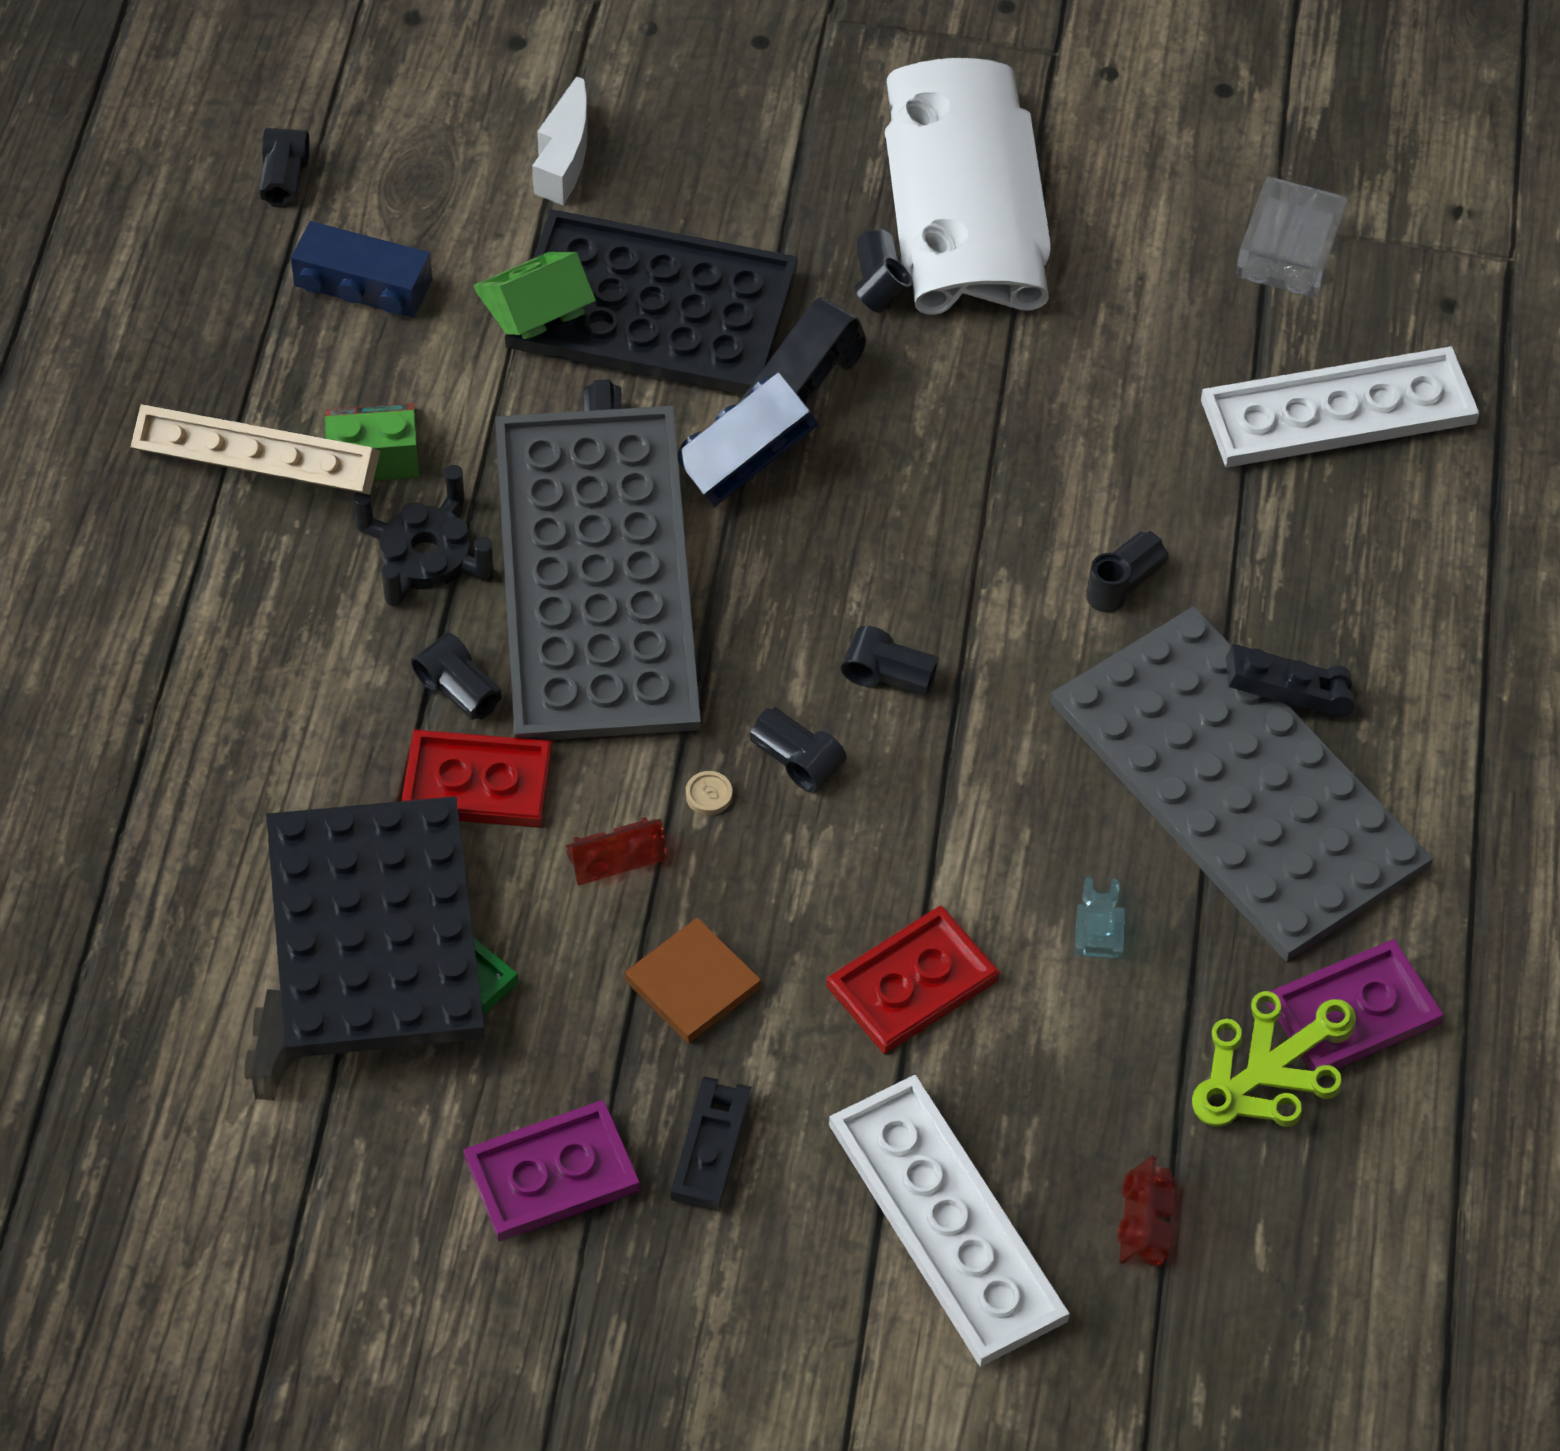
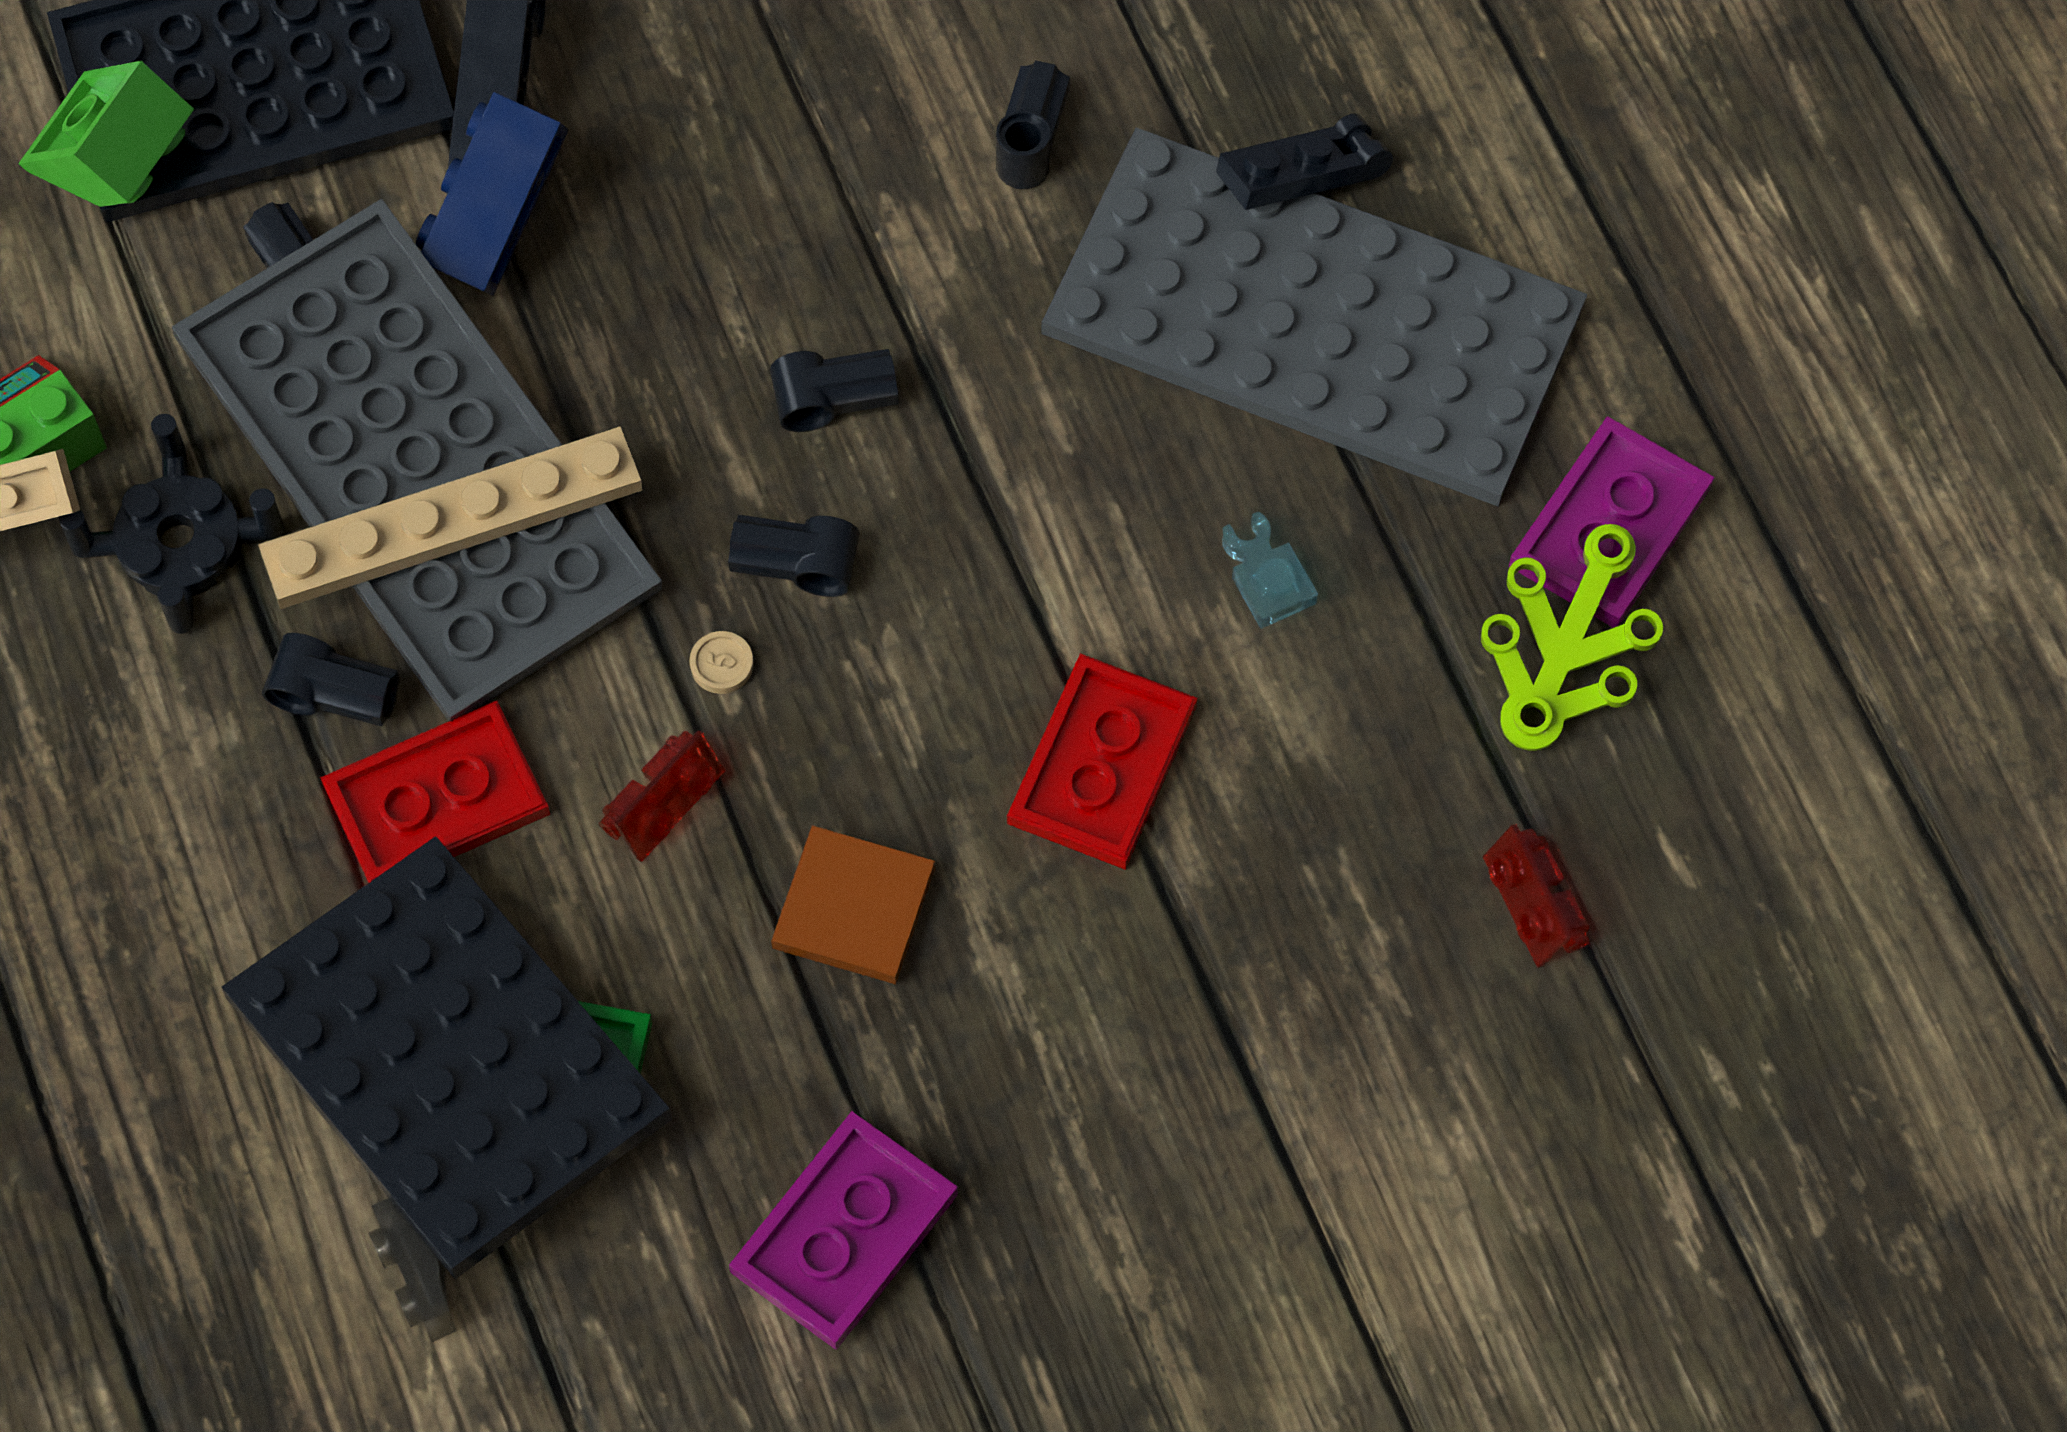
camera: 30 degrees left, 10 degrees up
(592, 614) = (450, 517): none -> tan plate
(710, 1144) = (1005, 1092): black plate -> none
(948, 1220) = (1326, 1027): white plate -> none

